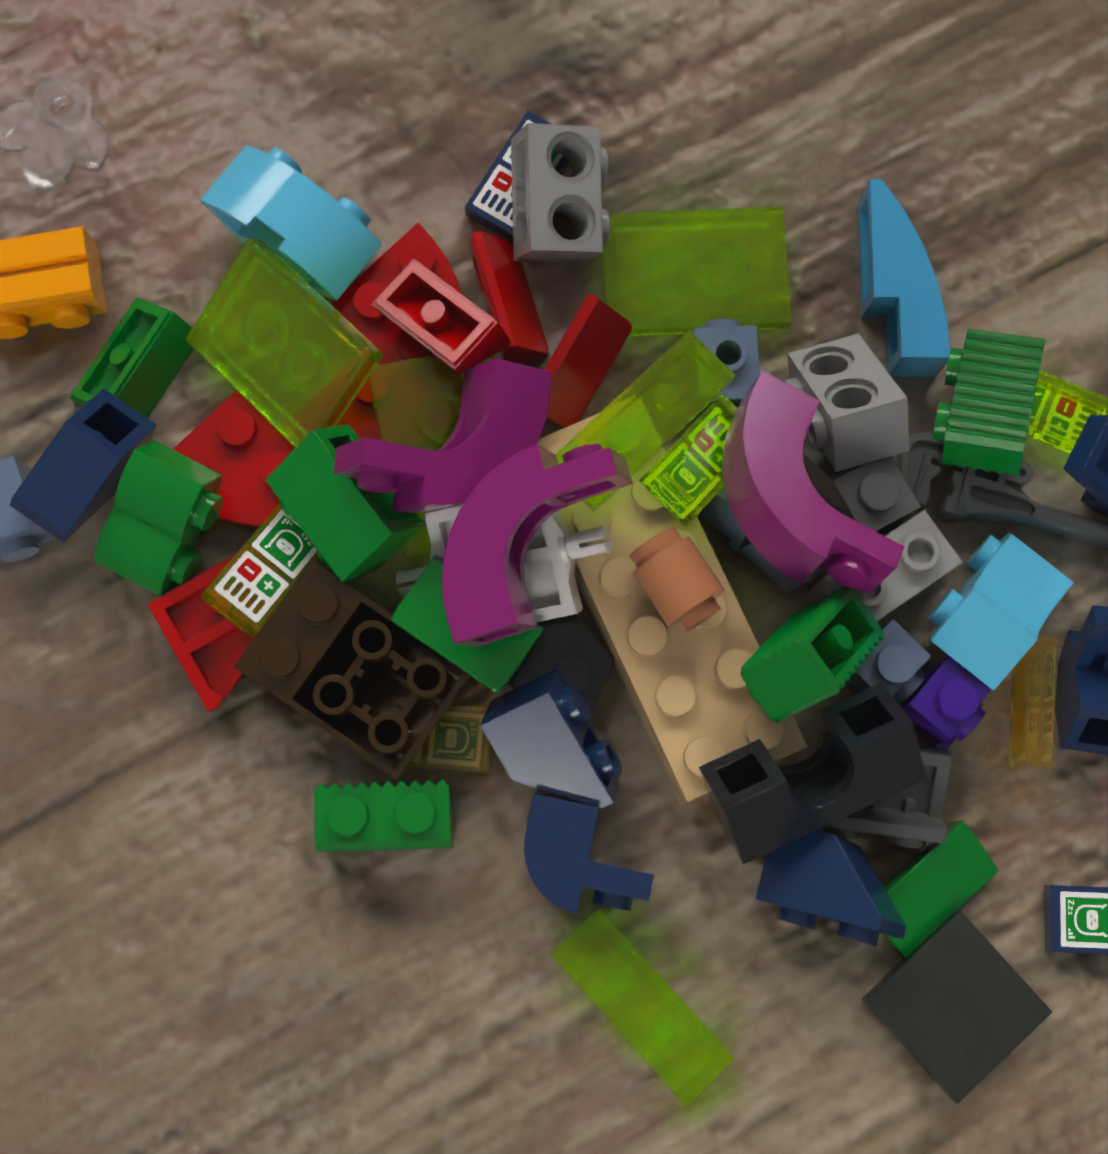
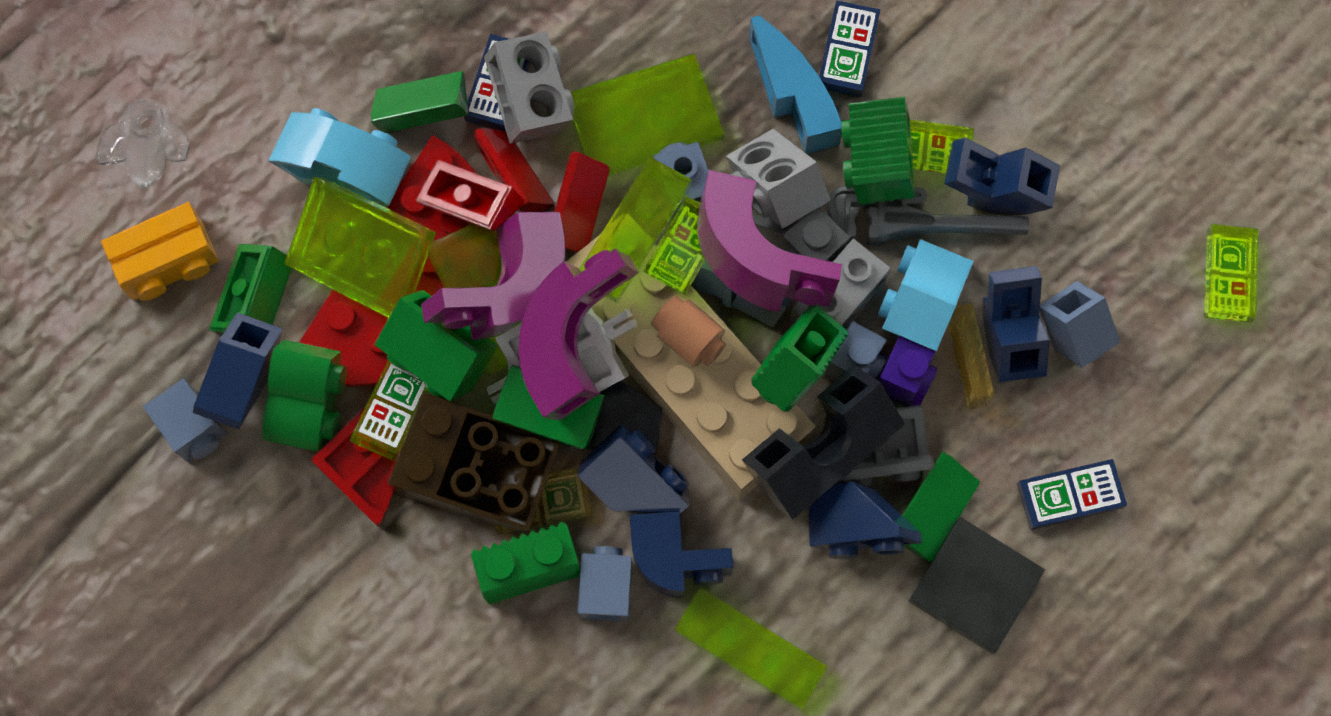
camera: 10 degrees left, 5 degrees down
(413, 176) = (420, 102): none -> green slope
(478, 872) = (605, 585): none -> sand blue brick
(984, 252) = (849, 48): none -> tile

